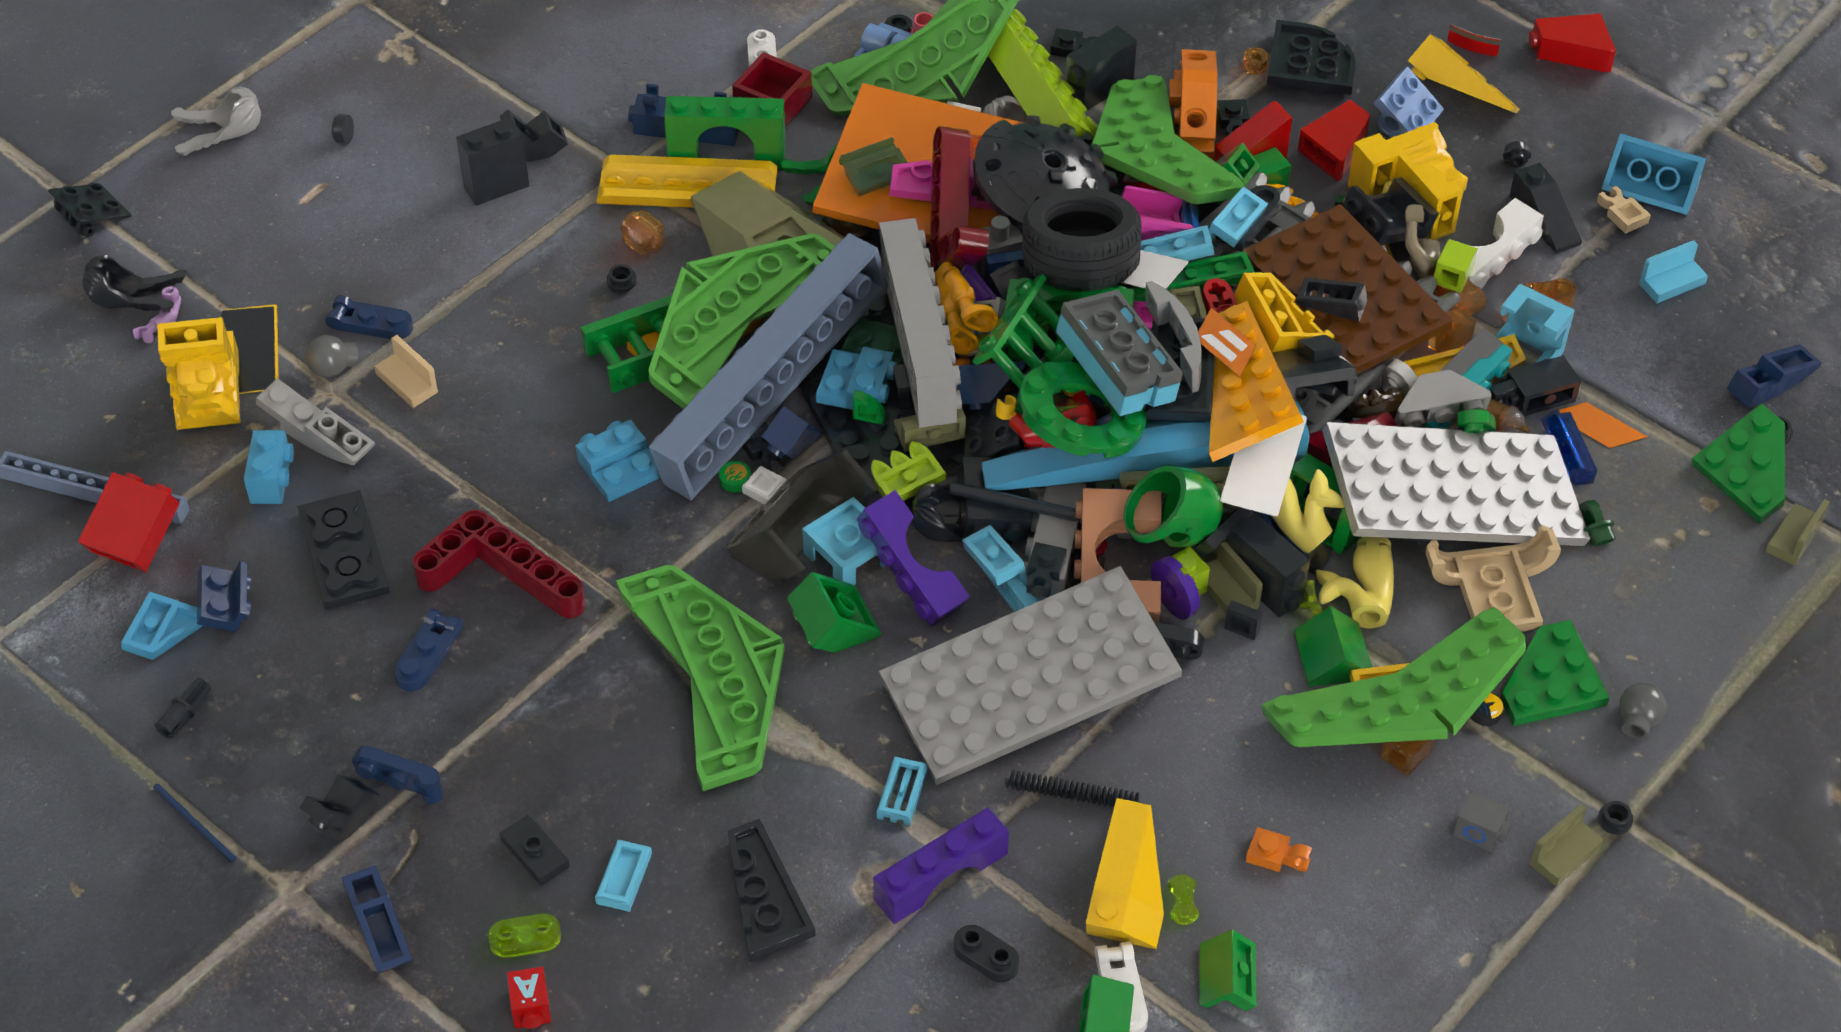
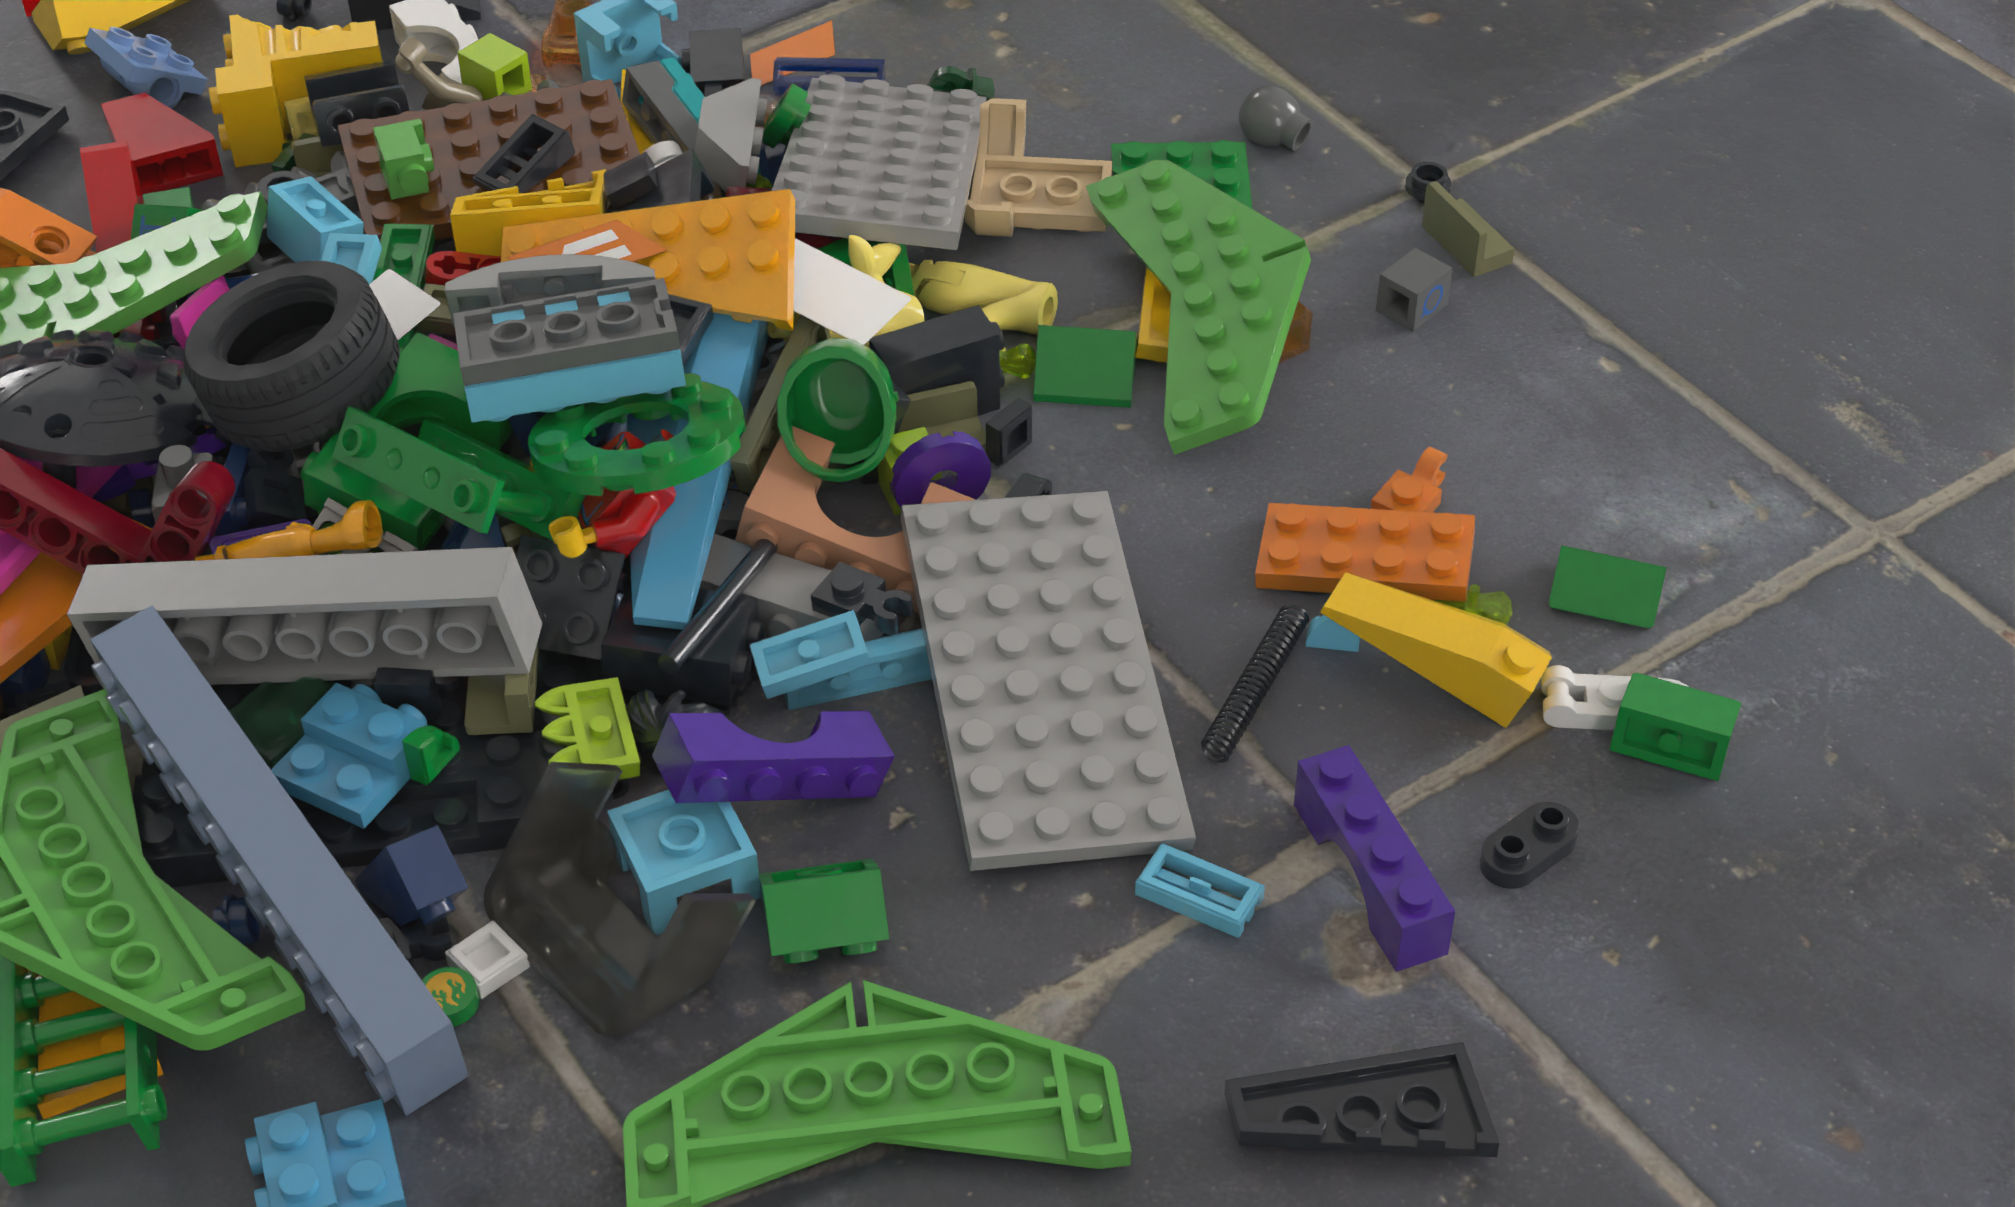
camera: 75 degrees left, 5 degrees down
(1206, 831) = (1405, 550): none -> orange plate
(1300, 238) = (404, 158): none -> bright green brick

